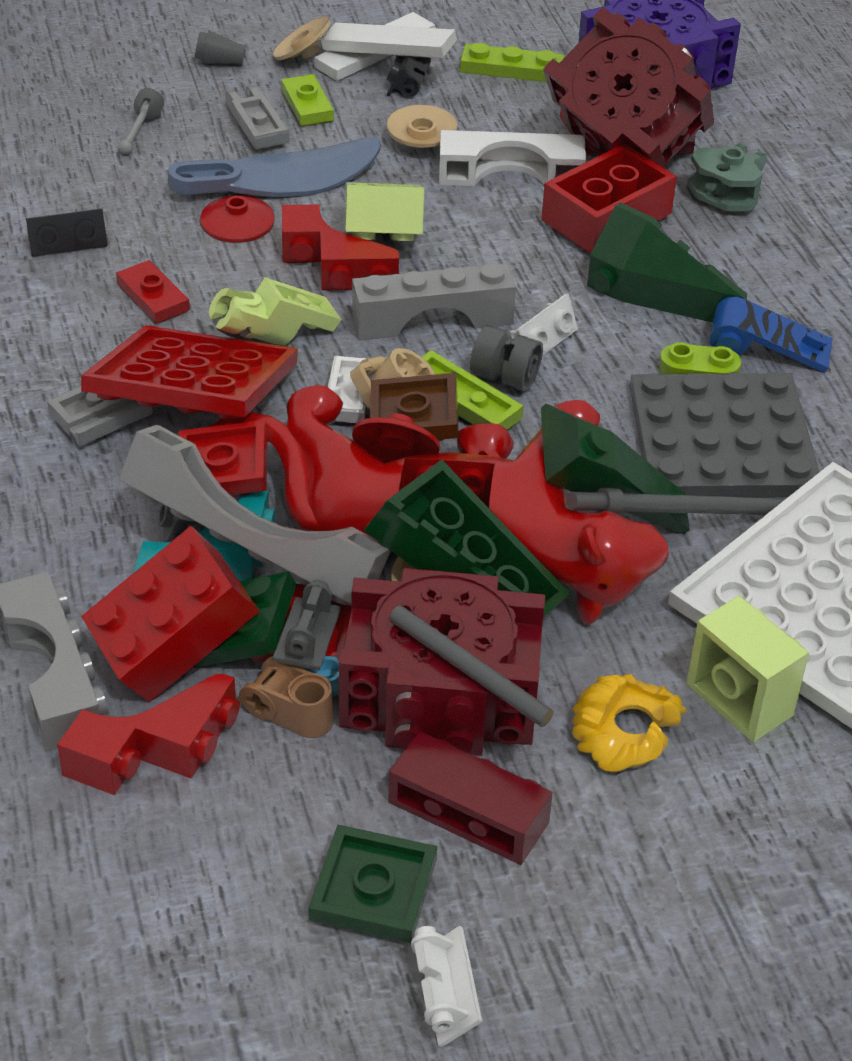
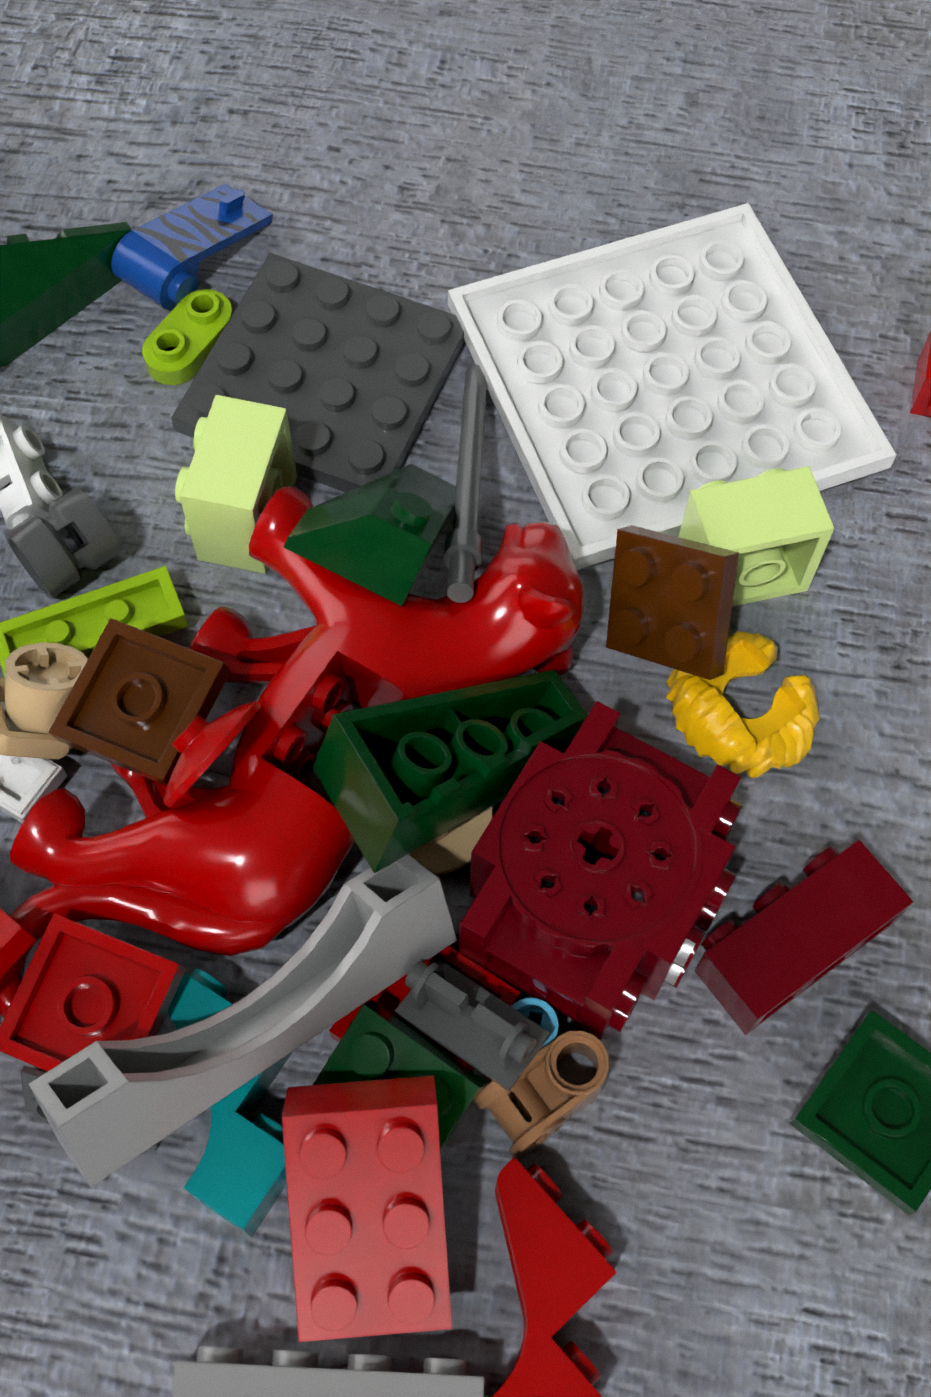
camera: 65 degrees left, 20 degrees up
(471, 666) = (691, 847): dark grey bar -> none
(612, 388) = (235, 470): none -> yellowish green brick
(660, 632) = (671, 601): none -> reddish brown plate

